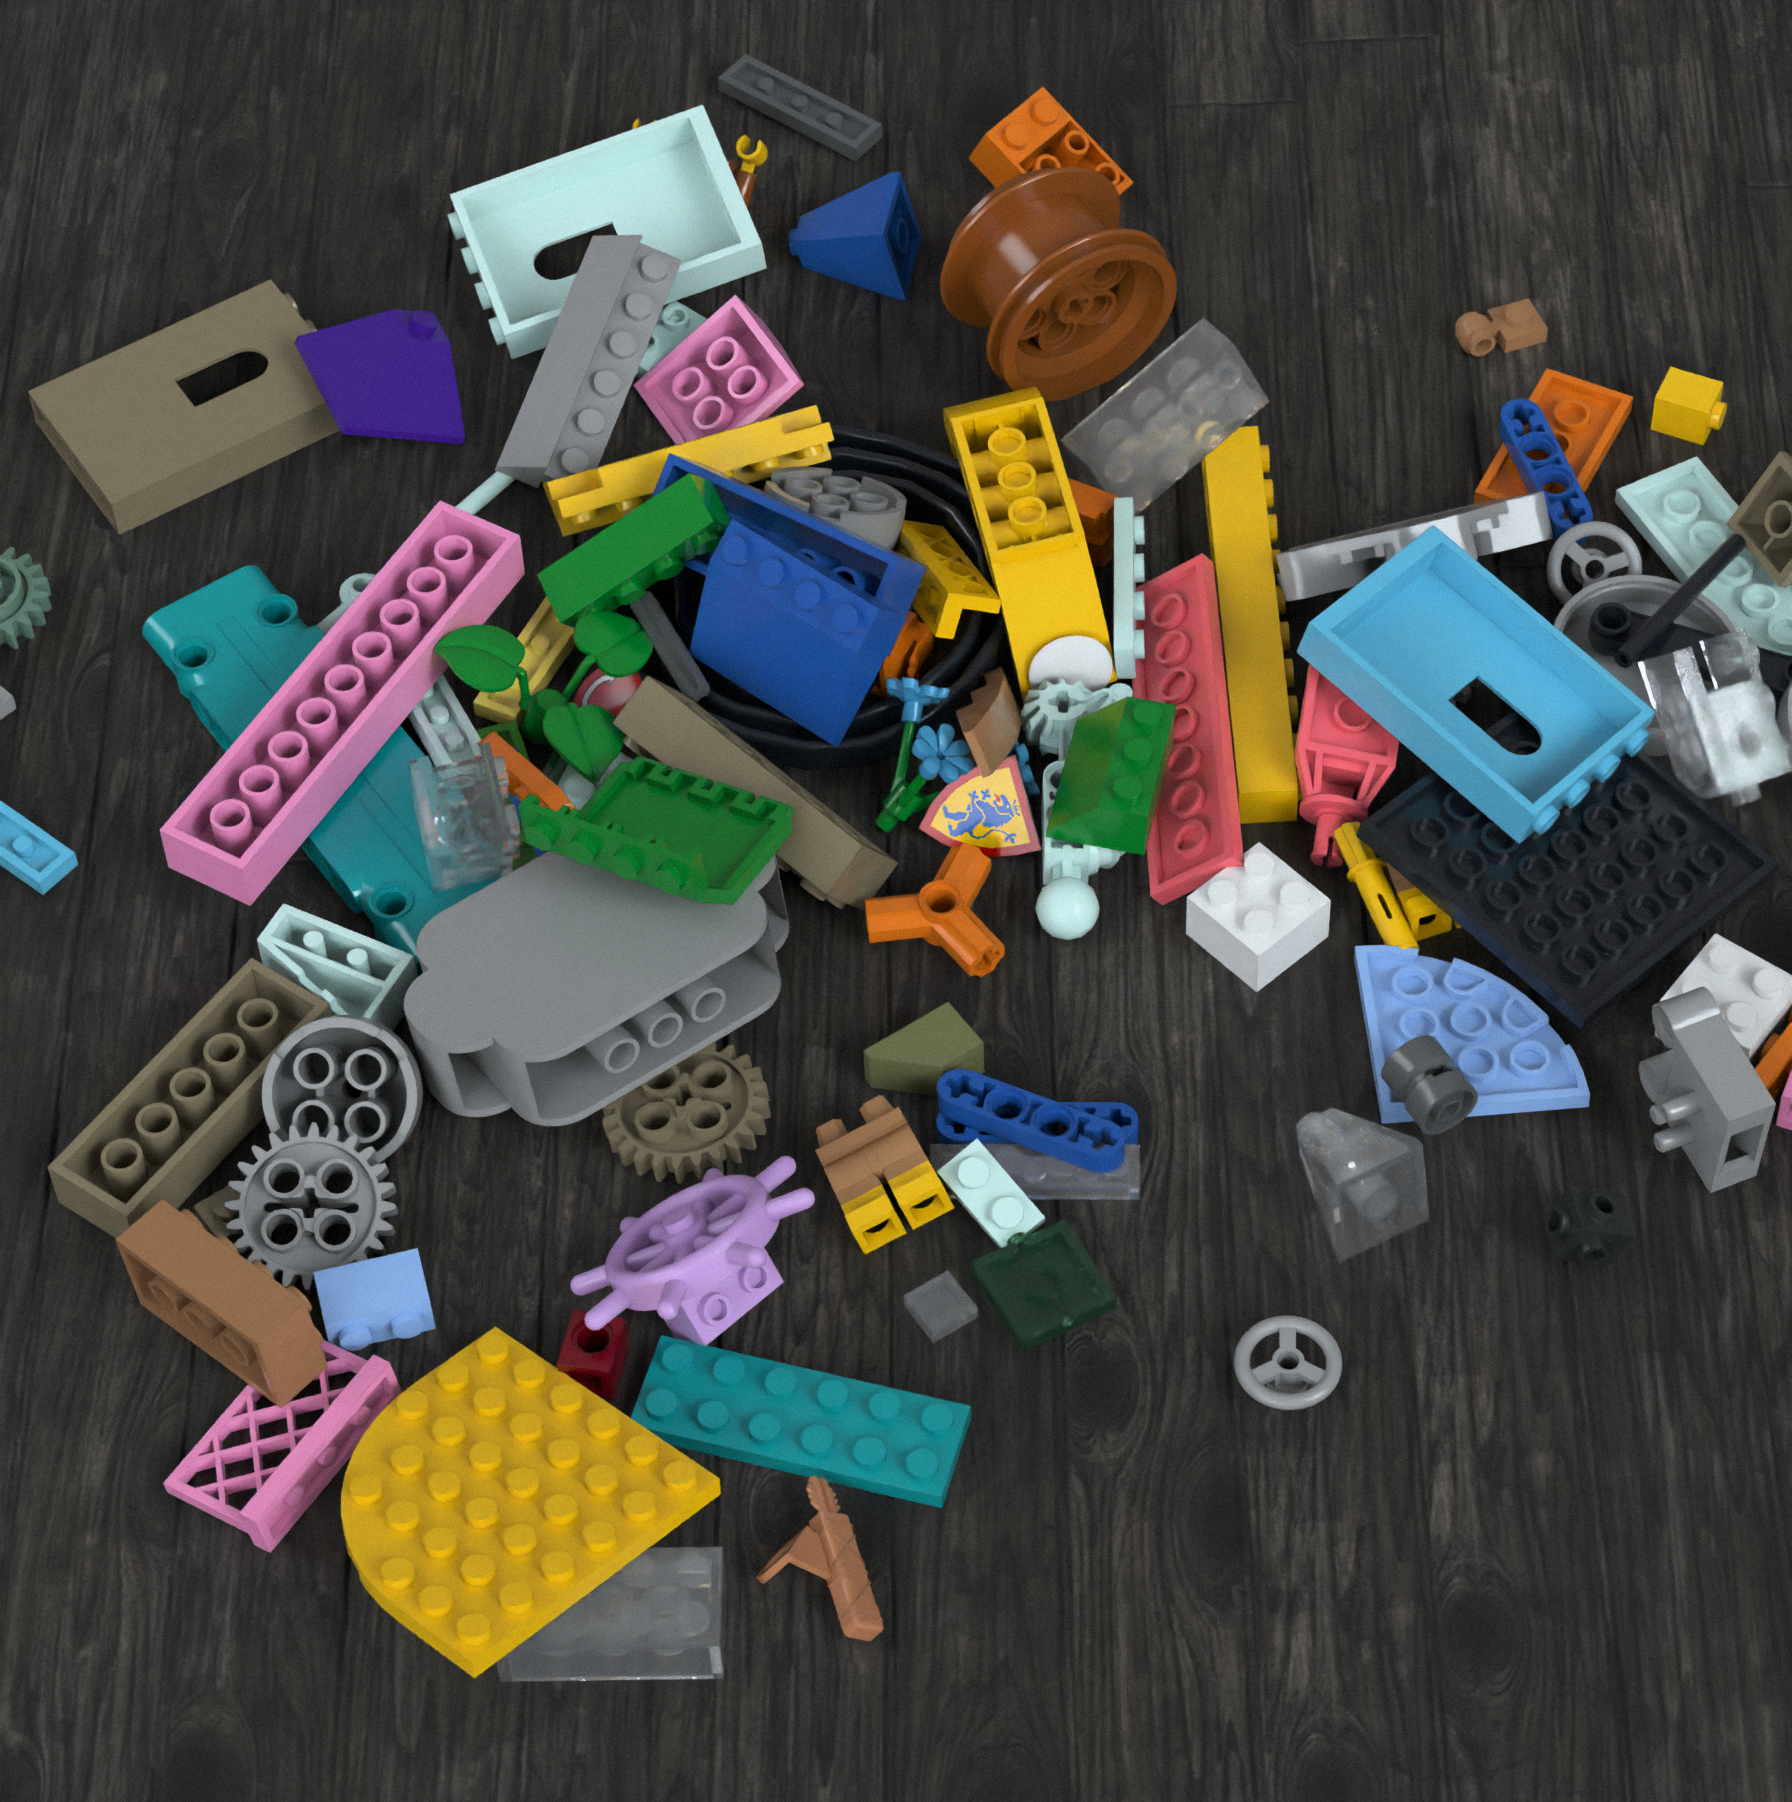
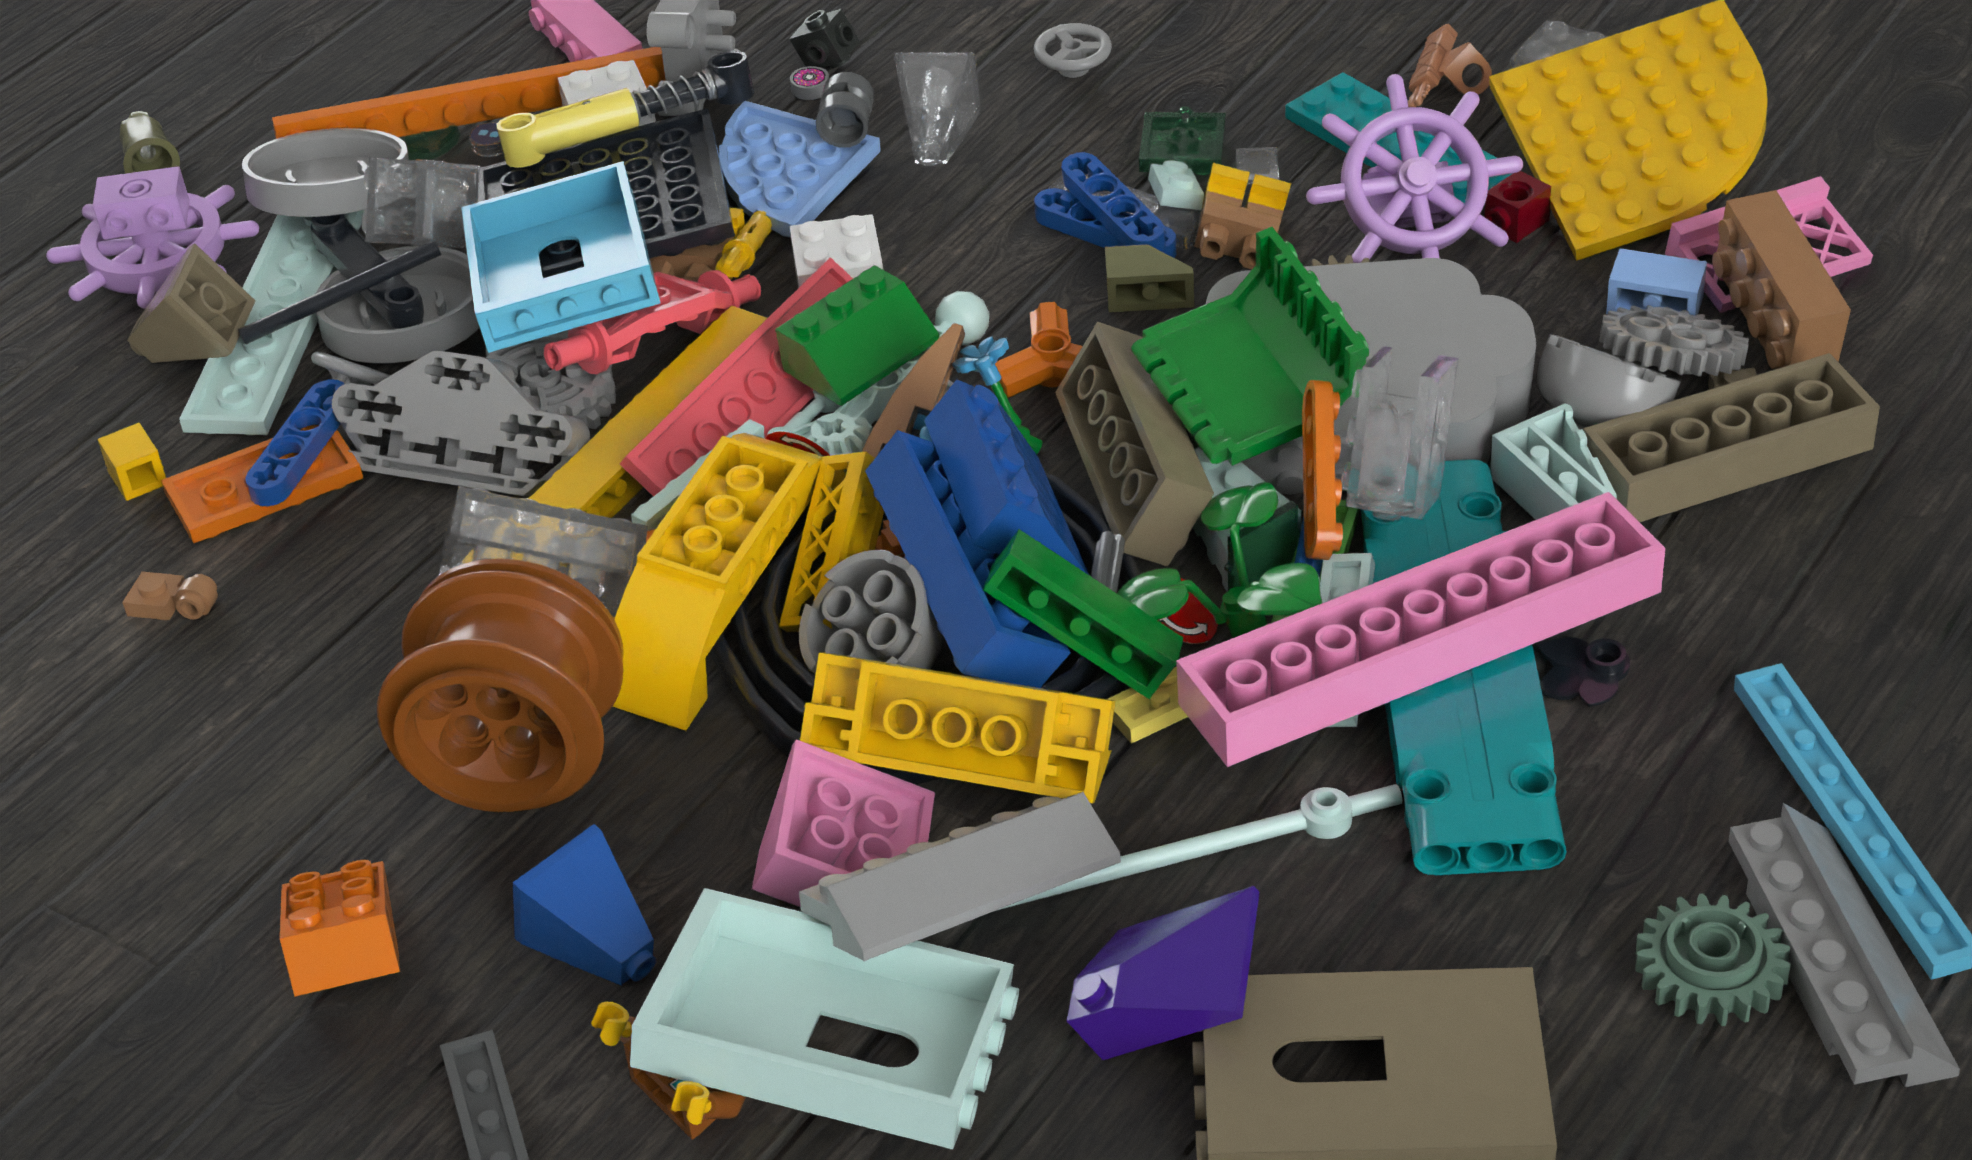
camera: 145 degrees left, 10 degrees down
(1556, 1178) = (808, 82): none -> tile
(1662, 955) = (529, 136): none -> piece

